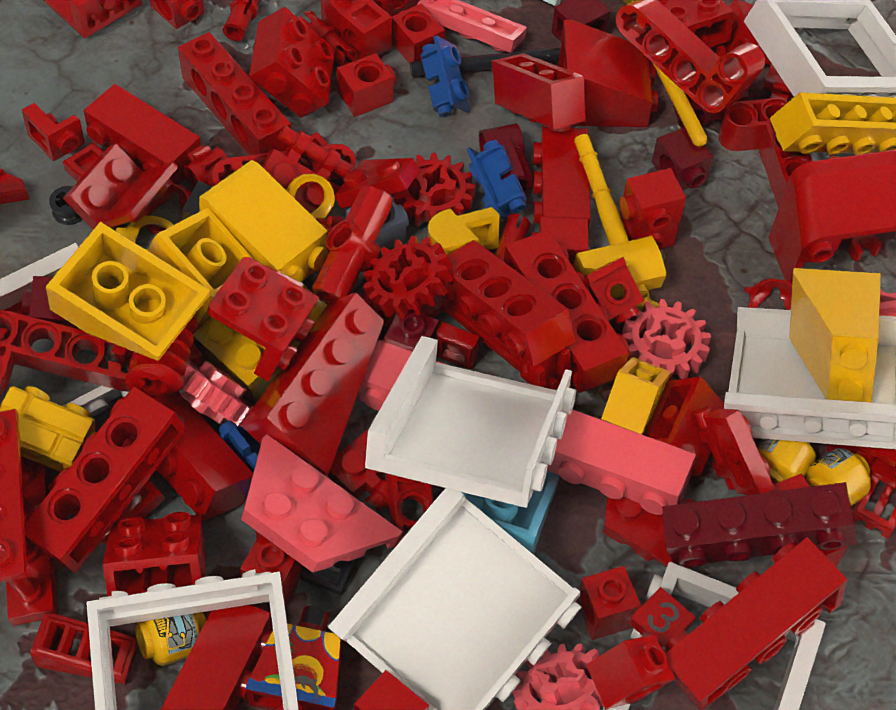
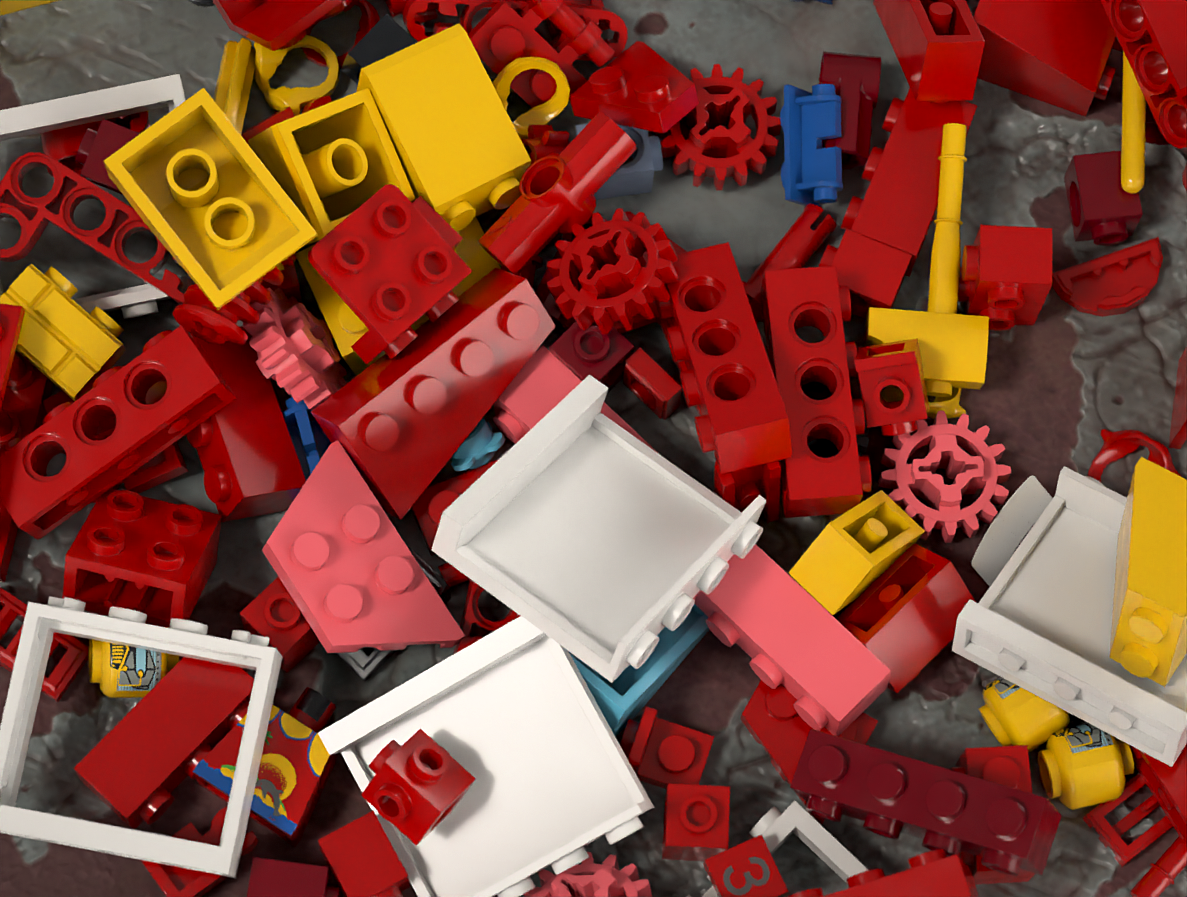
camera: 20 degrees right, 15 degrees up
(359, 419) = (477, 447): none -> medium azure plate
(411, 637) = (416, 785): none -> red brick
(456, 231) = (711, 215): yellow brick -> none
(568, 562) = (665, 750): none -> red bracket
(710, 205) = (1111, 282): none -> red tile
(718, 358) = (1010, 528): none -> white sticker
(734, 450) = (944, 688): red plate -> none

